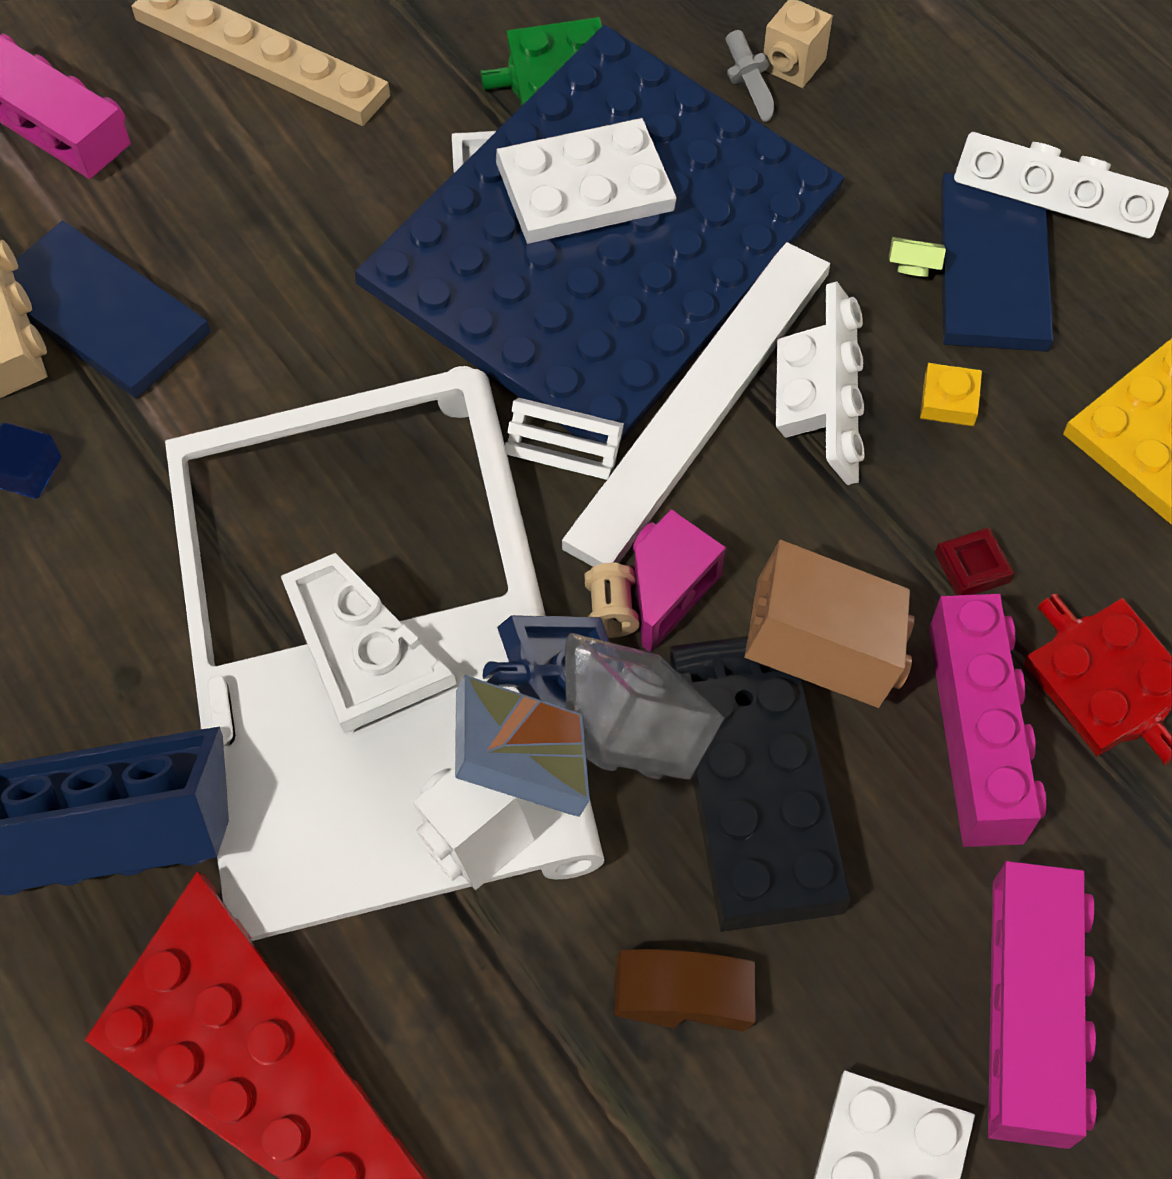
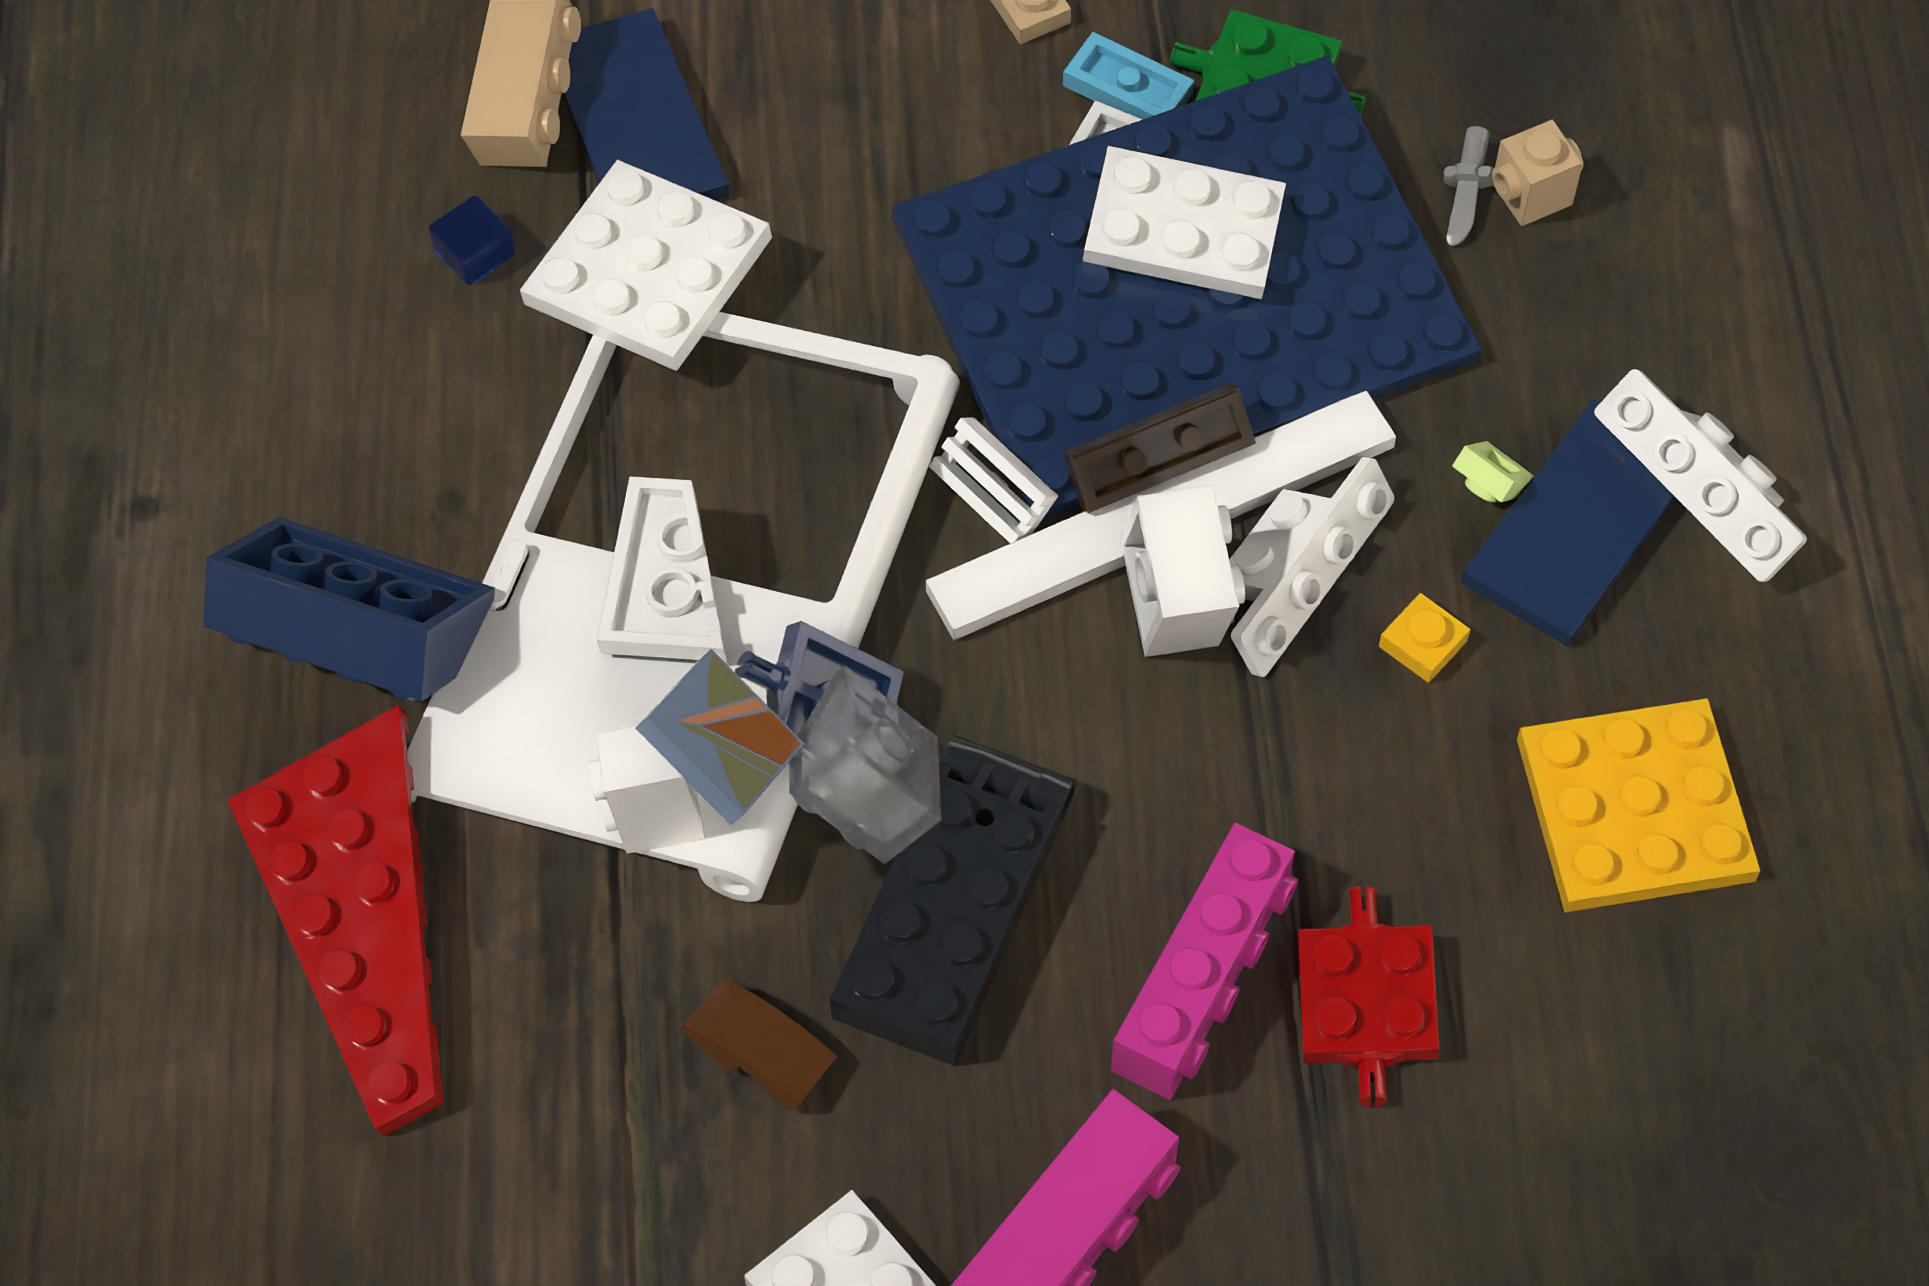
camera: 30 degrees right, 0 degrees up
(181, 409) = (646, 264): none -> white plate
(461, 110) = (1125, 79): none -> medium azure plate
(613, 598) = (933, 662): tan bush -> none
(672, 573) = (1003, 670): dark pink slope -> none
(674, 351) = (1159, 447): none -> dark brown tile
(763, 428) = (1181, 570): none -> white brick
(830, 625) = (1112, 792): medium nougat brick -> none
(974, 562) = (1319, 816): dark red tile -> none

